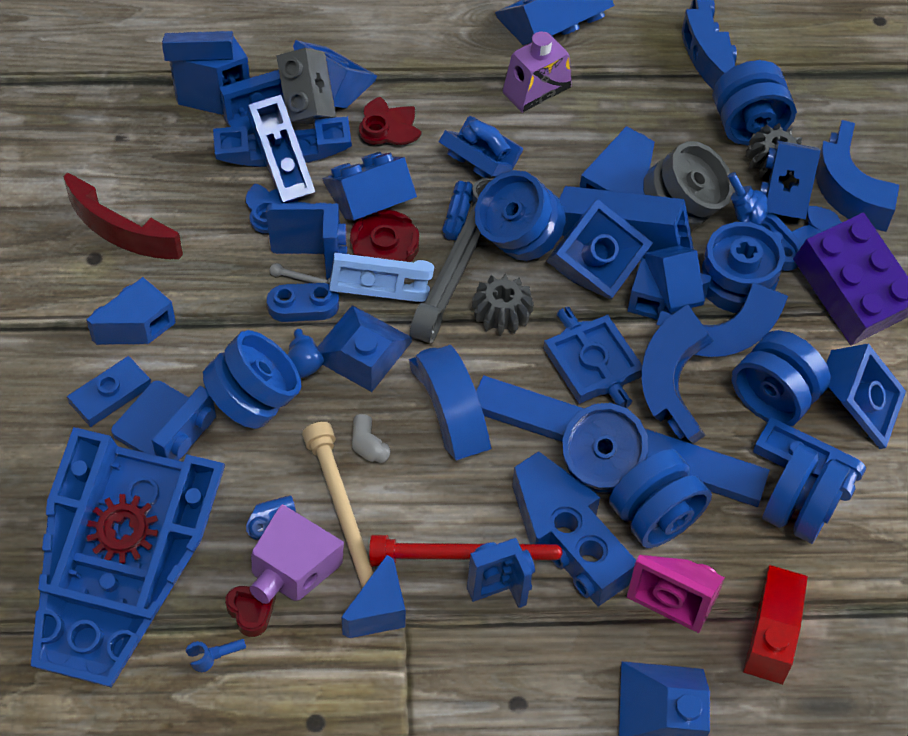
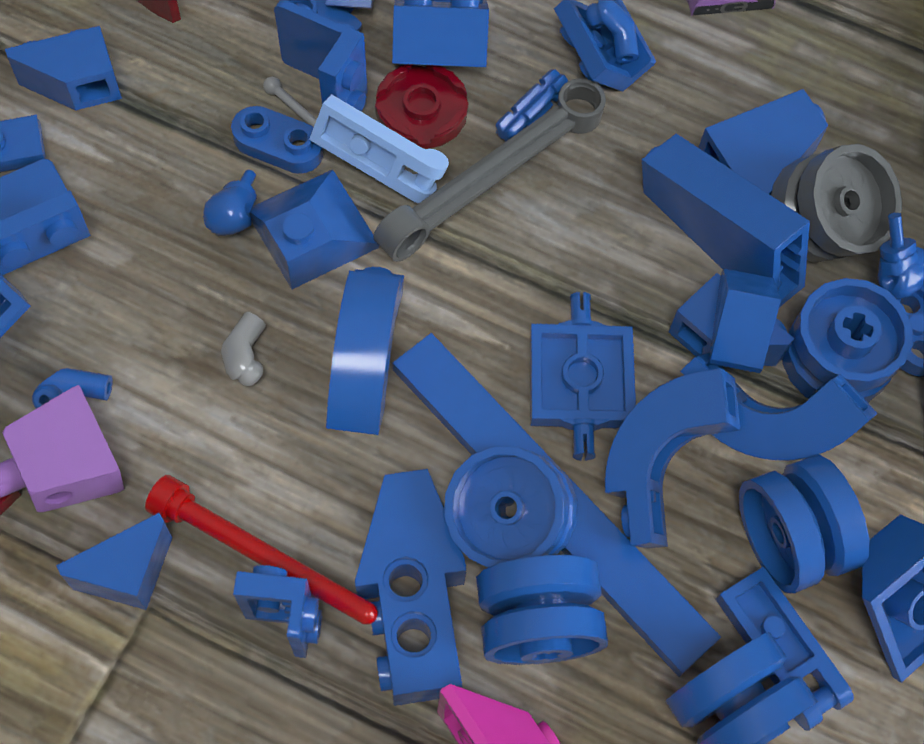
camera: 25 degrees right, 10 degrees up
(251, 379) = (136, 210): blue wheel -> none
(320, 439) = (186, 322): tan piece -> none
(502, 304) = (509, 269): dark grey gear -> none
(520, 215) = (592, 147): blue wheel -> none
(599, 251) = (670, 239): blue slope -> none

